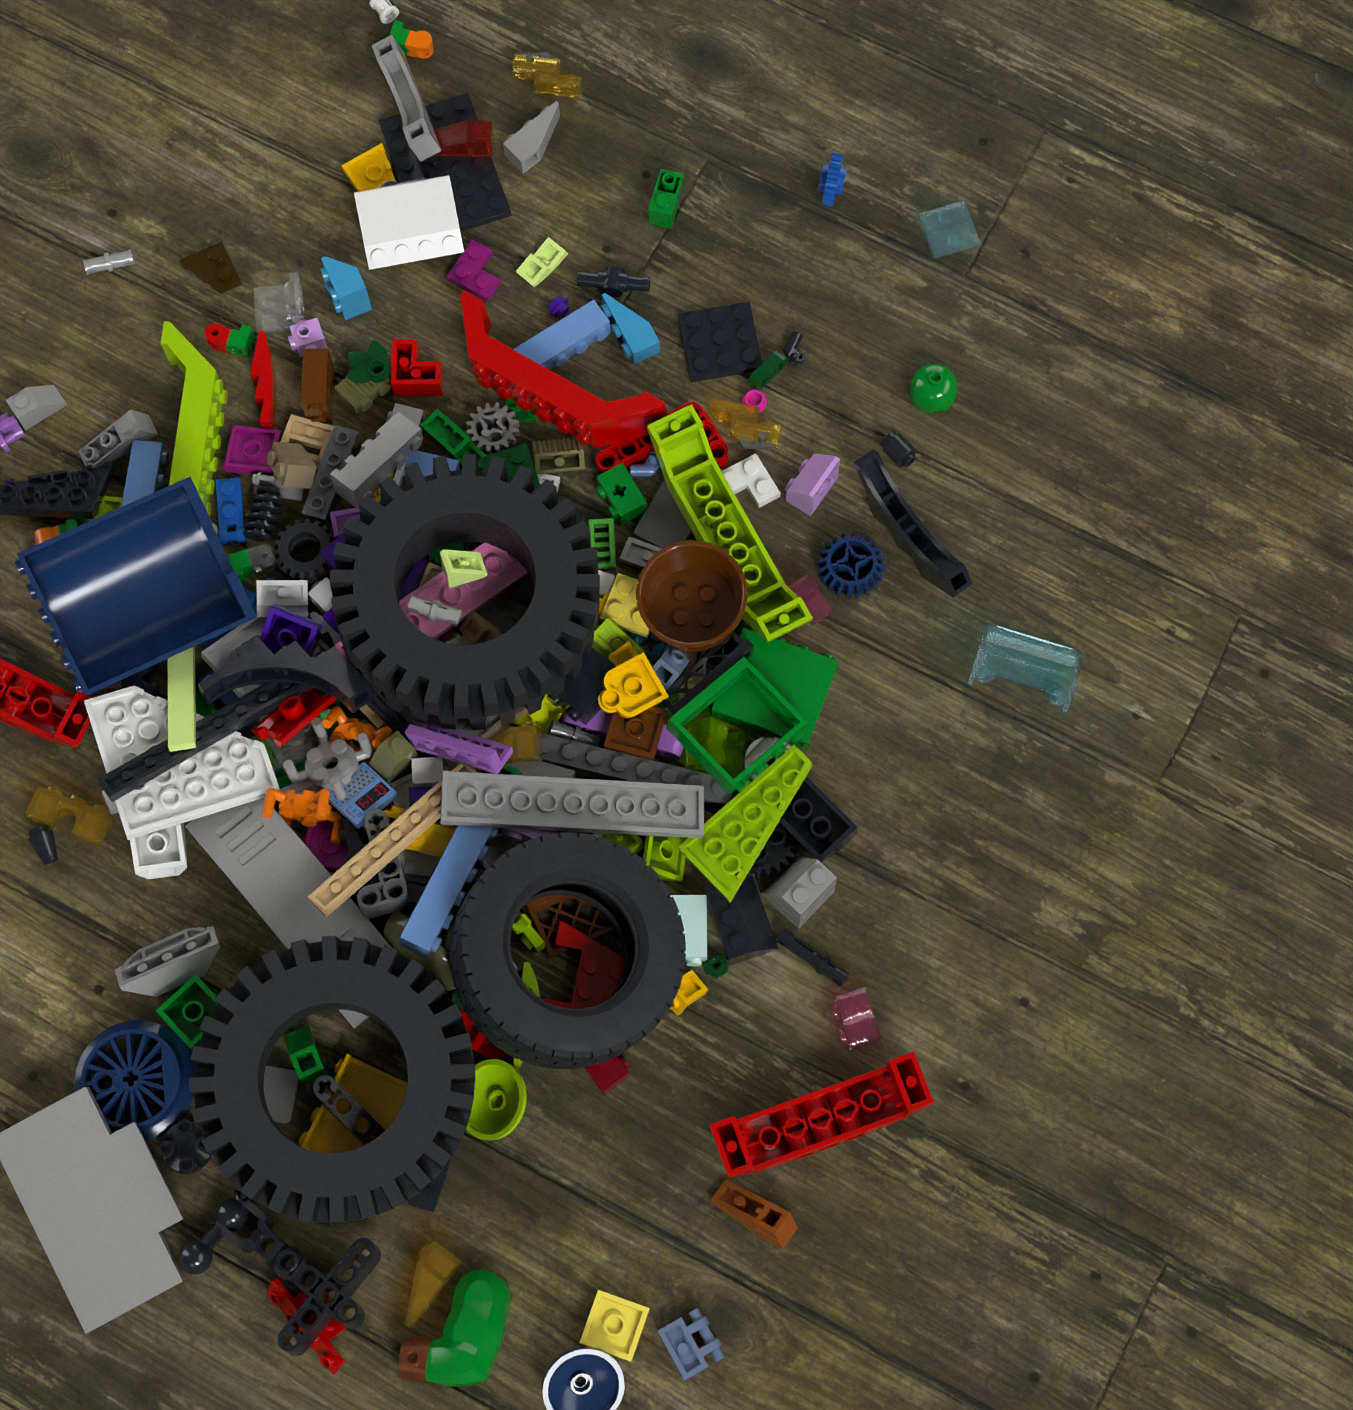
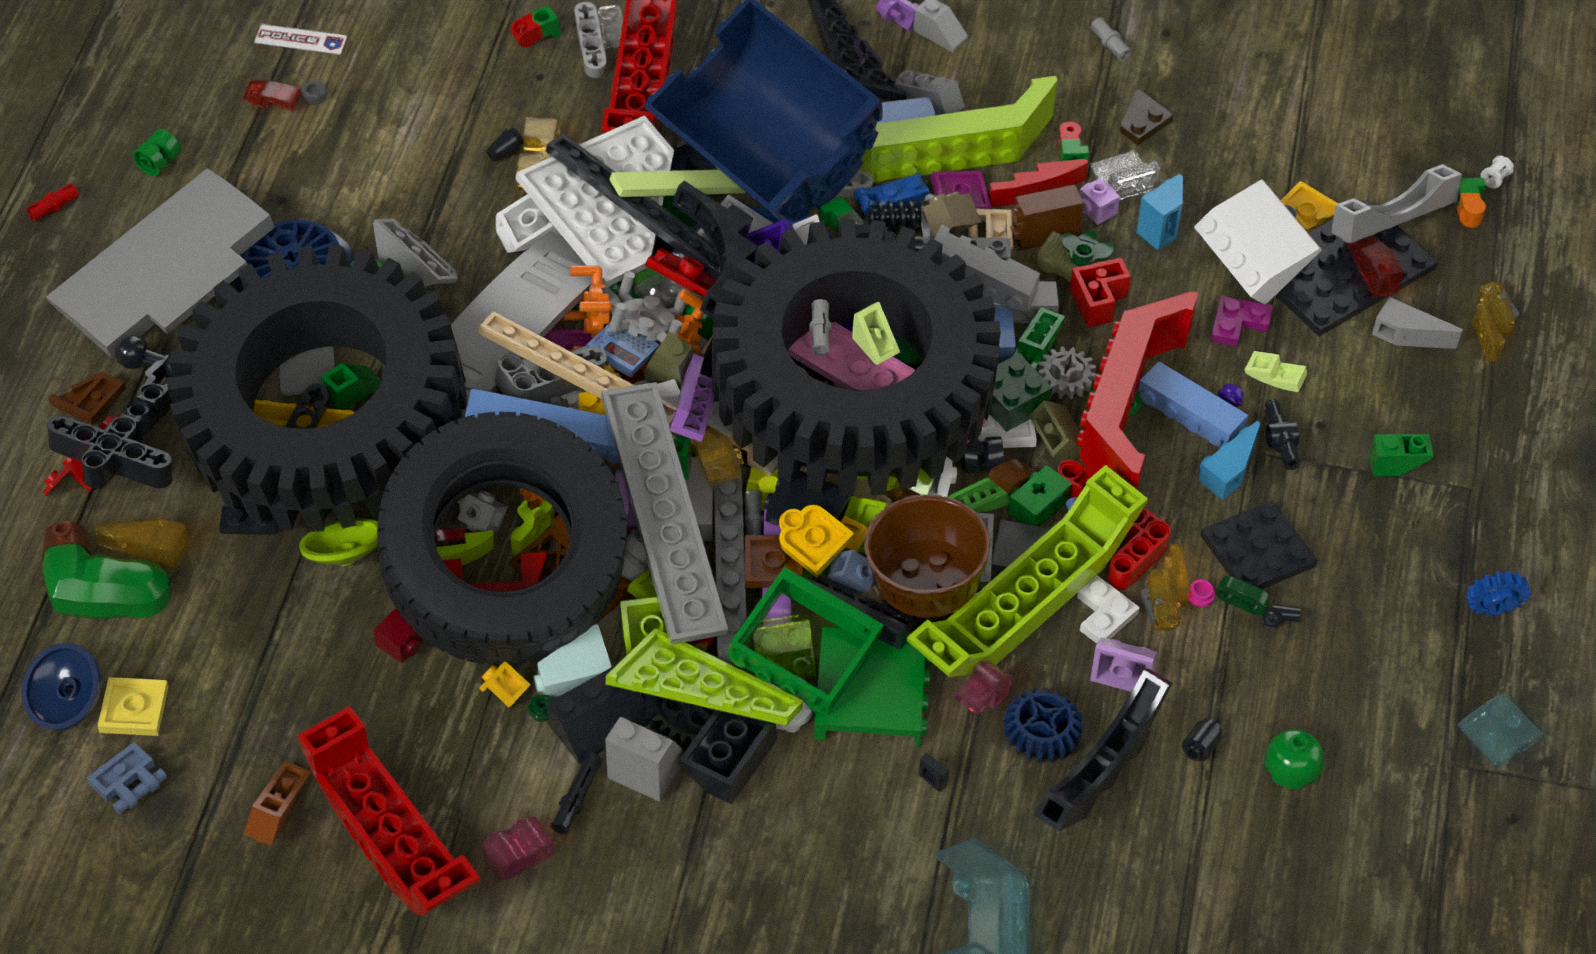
camera: 70 degrees right, 20 degrees down
(235, 1309) = (89, 398): none -> reddish brown wing
(593, 506) = (1011, 474): none -> reddish brown slope
(873, 664) = (933, 772): none -> black tile

